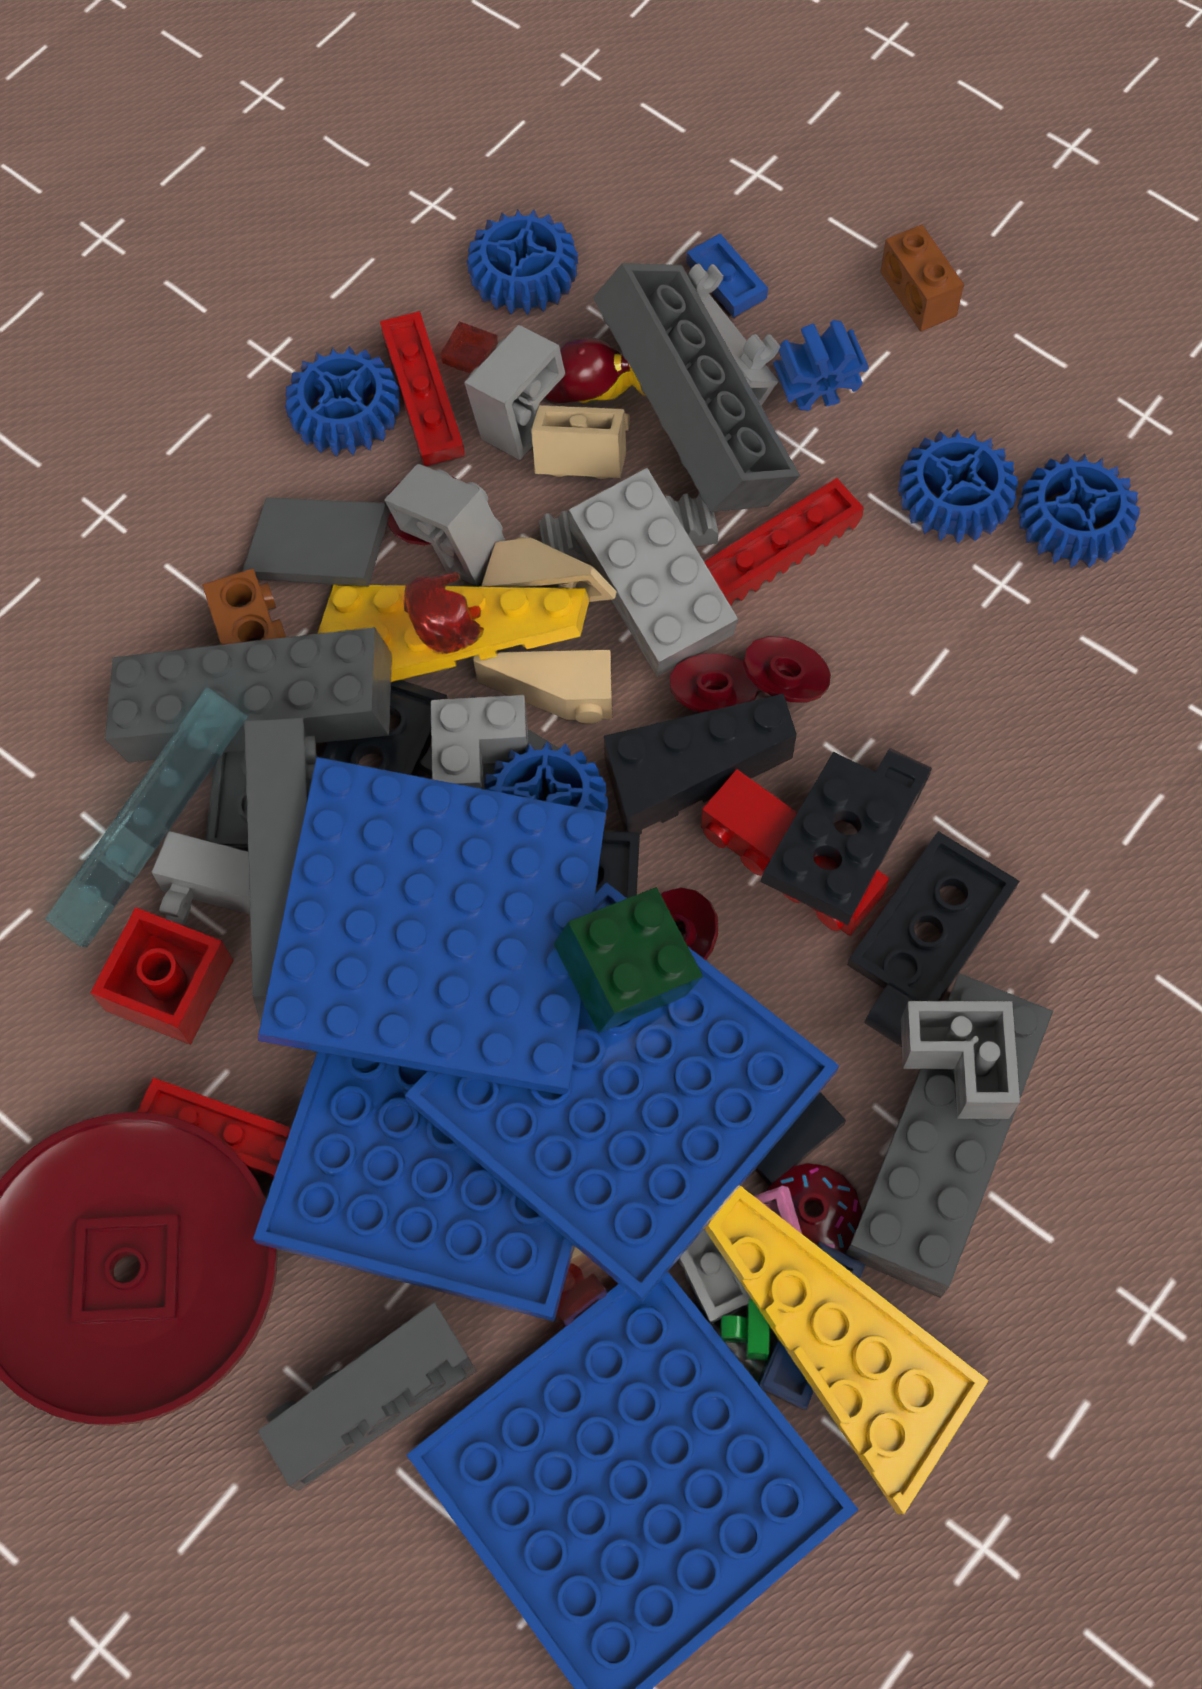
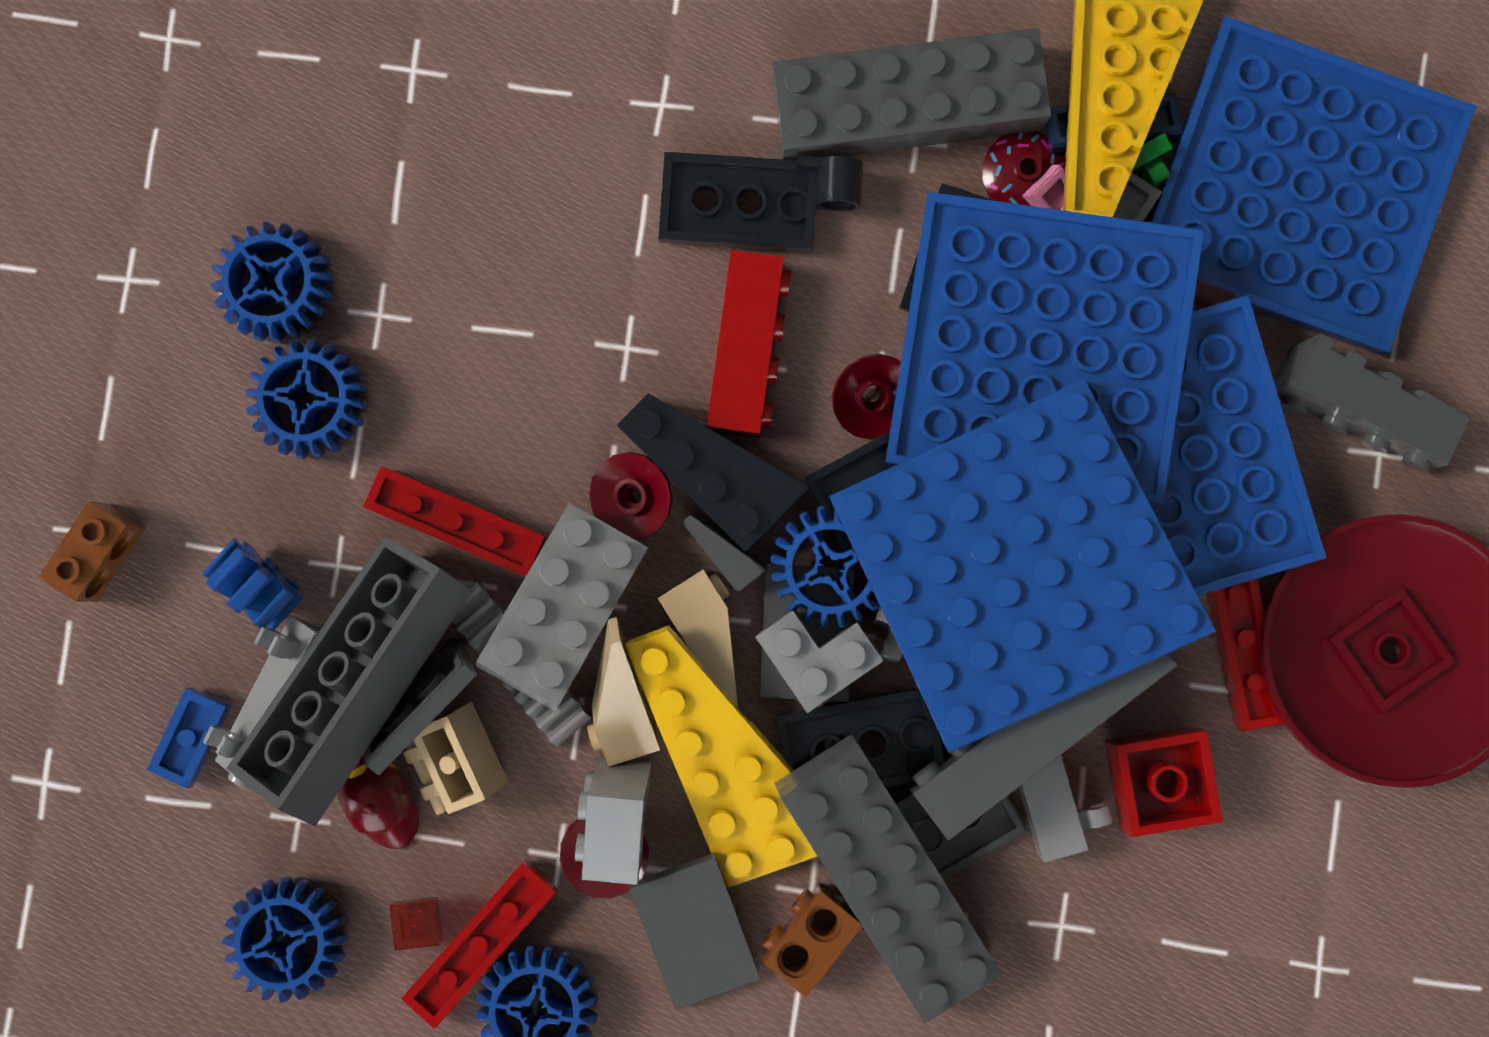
camera: 120 degrees left, 20 degrees up
(146, 817) = (1044, 887): clear light blue tile -> none
(441, 615) = (730, 751): clear red hair -> none
(511, 386) = (443, 848): light grey brick -> none
(591, 727) = (730, 560): none -> dark grey slope
(627, 959) = (960, 389): dark green brick -> none
(642, 427) = (422, 701): none -> dark grey tile
(786, 668) = (566, 441): dark red dish -> none
(869, 801) = (672, 293): black hinge -> none
(973, 1041) = (856, 90): light grey brick -> none

